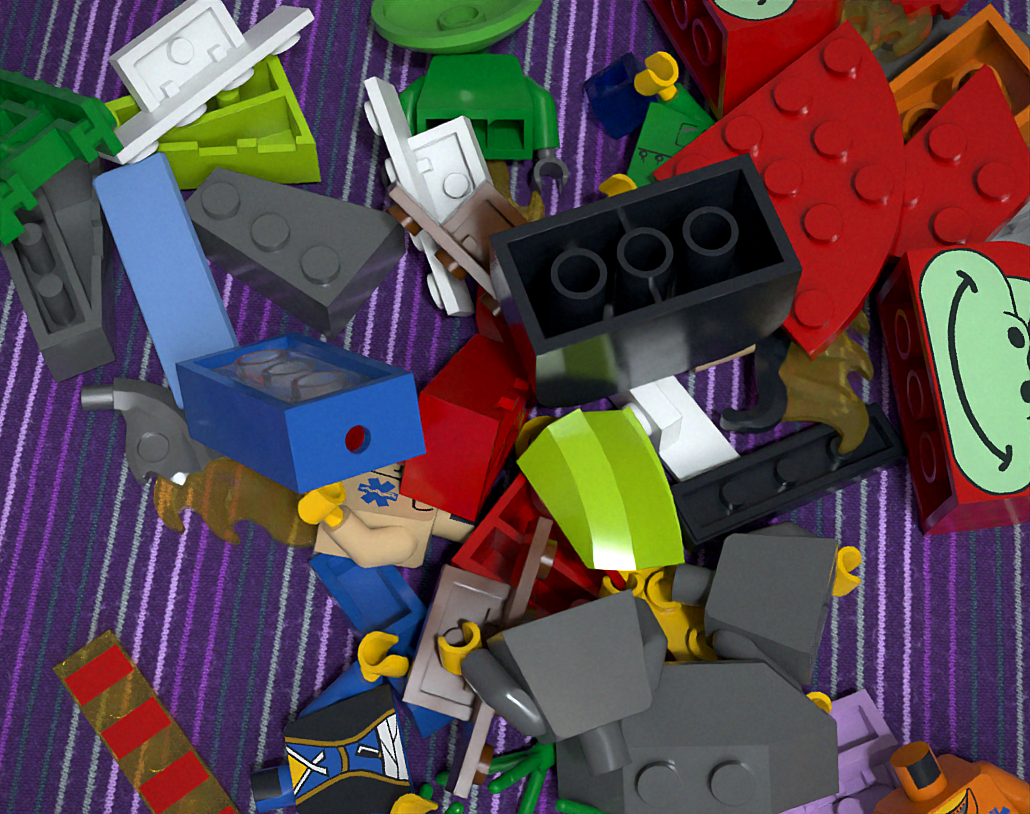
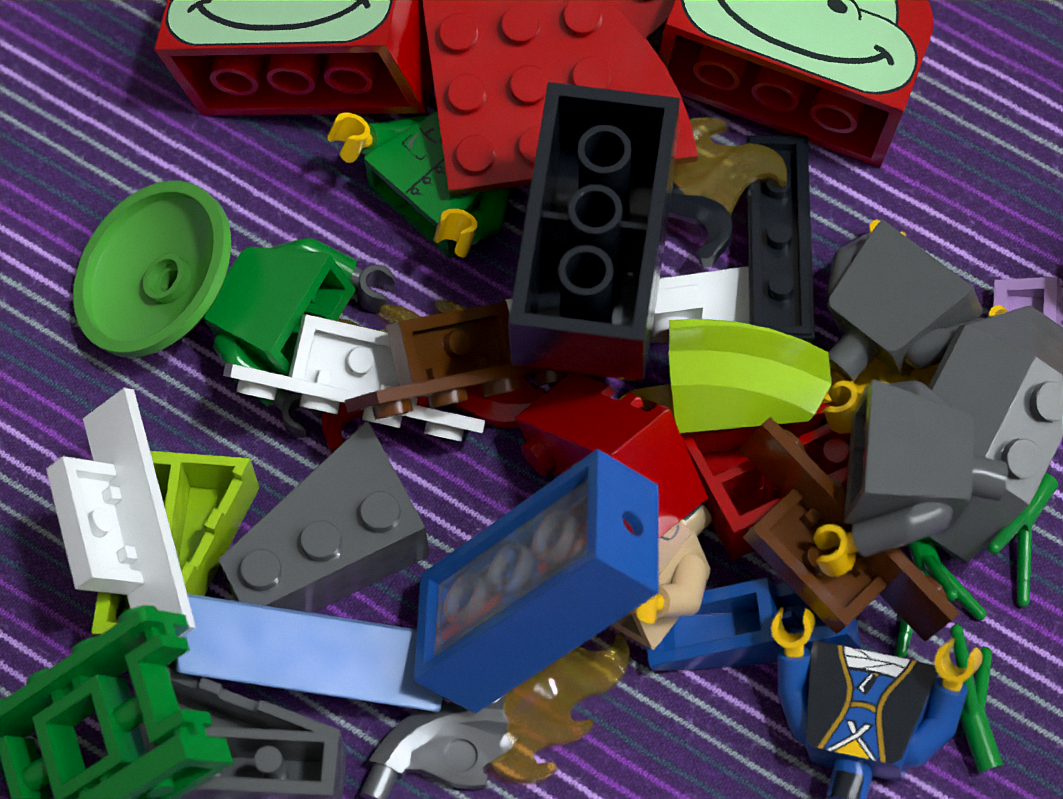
camera: 55 degrees left, 0 degrees up
(615, 97) = (325, 184): clear blue slope -> none

